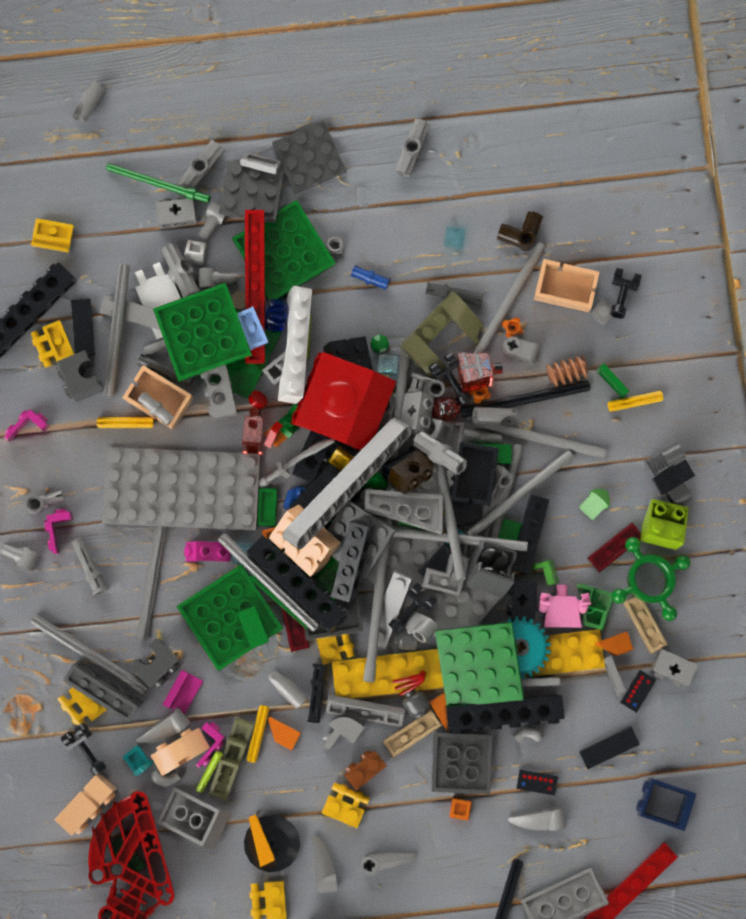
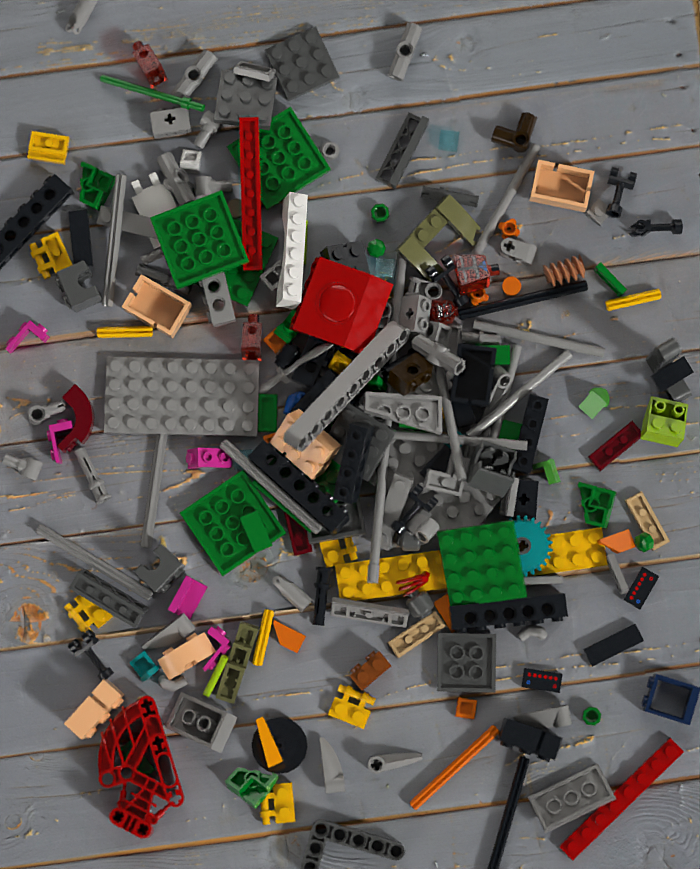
camera: 10 degrees right, 0 degrees up
(82, 511) = (84, 419): none -> dark red arch
(98, 275) = (95, 186): none -> green slope
(155, 154) = (148, 64): none -> clear red torso
(155, 408) = (155, 316): light grey pin -> none
(242, 883) = (251, 785): none -> green slope
(252, 328) = (249, 235): light blue plate -> none
(258, 399) = (256, 306): red tile -> none
(273, 434) = (272, 340): tile -> none
(276, 315) = (272, 222): clear blue gear -> none
(288, 450) = (287, 355): none -> black brick
(342, 726) = (350, 628): light grey brick -> none
(370, 277) = (365, 182): blue pin -> none
(384, 308) = (379, 213): none -> green tile
(414, 246) = (408, 150): none -> dark grey fence
(447, 868) = (454, 767): none -> orange axle
(493, 416) = (491, 317): light grey piece -> none
(507, 602) = (508, 501): none -> light grey tile
(514, 385) = (511, 286): none -> orange tile
(523, 843) = (529, 739): none -> black piece
(563, 610) = (564, 509): bright pink torso -> none
(586, 819) = (591, 716): none -> green tile
(642, 645) = (644, 542): none -> green tile
(649, 329) = (646, 227): none -> black bar
(666, 659) = (687, 564): light grey brick -> none
(682, 562) = (621, 492): green piece -> none

